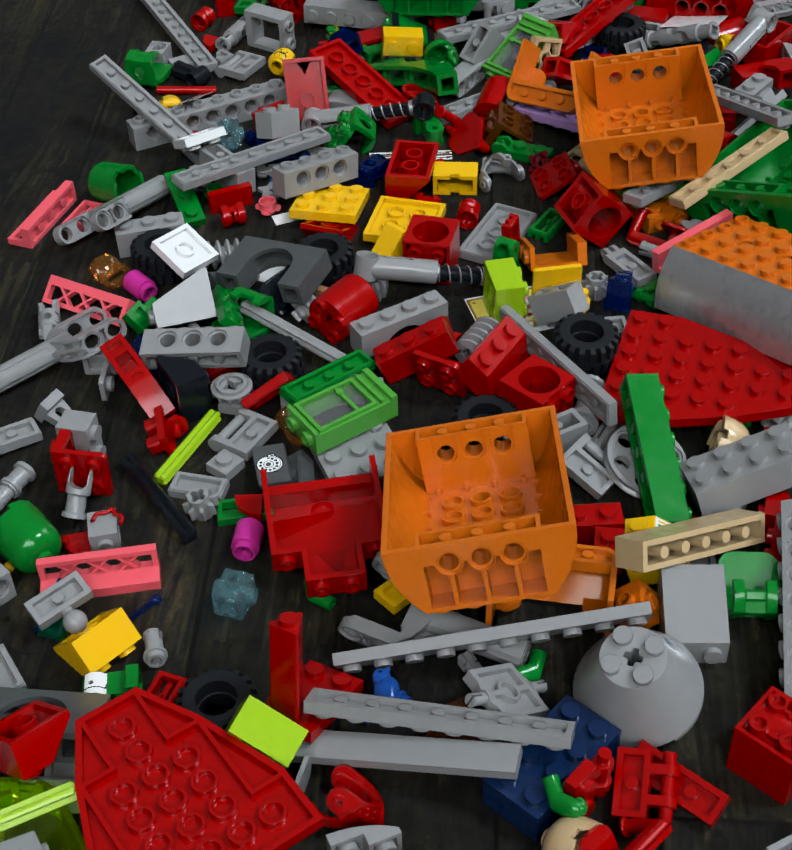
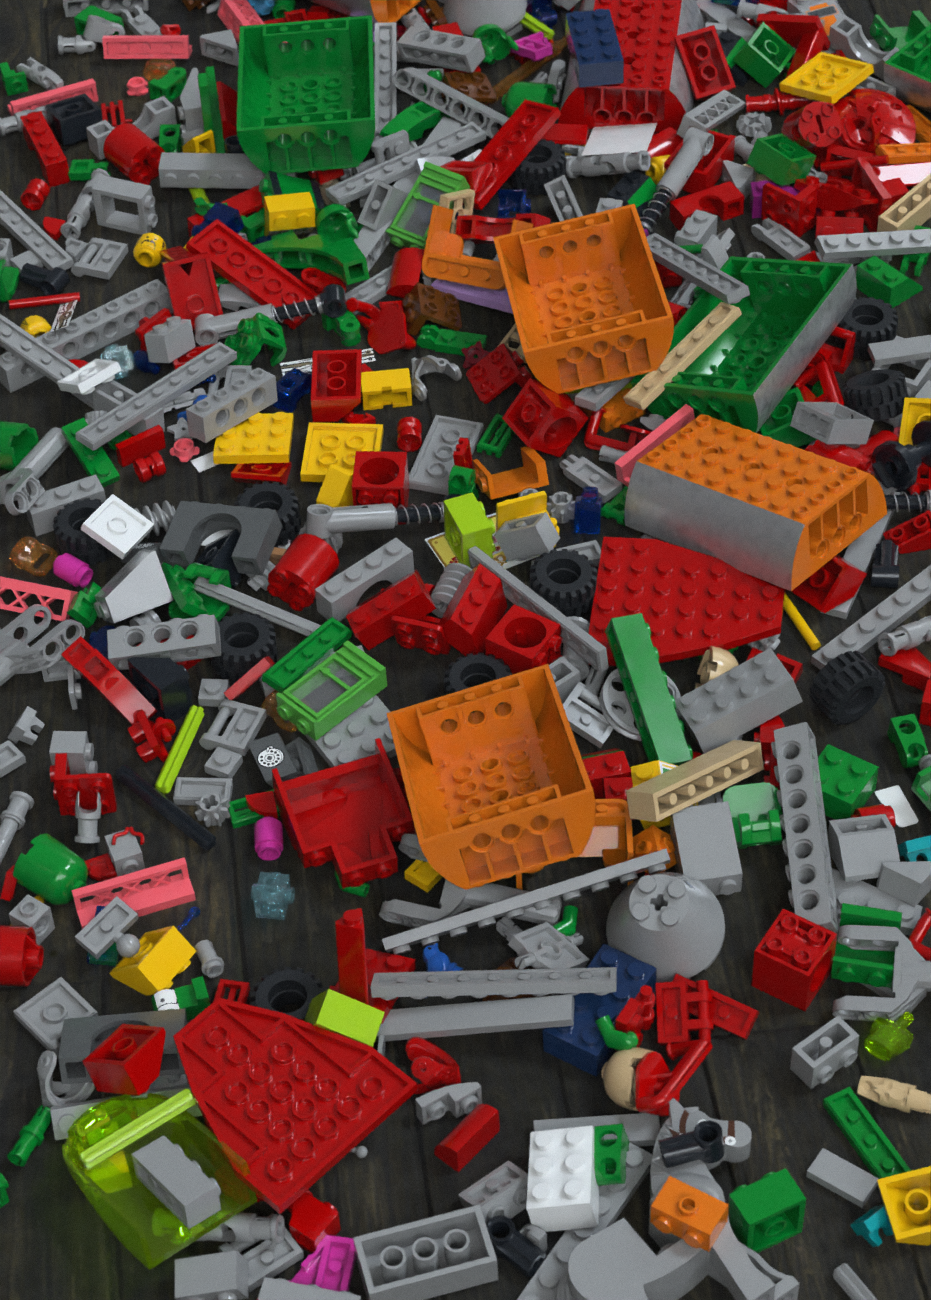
camera: 10 degrees left, 5 degrees up
(239, 382) = (212, 671): light grey gear -> none

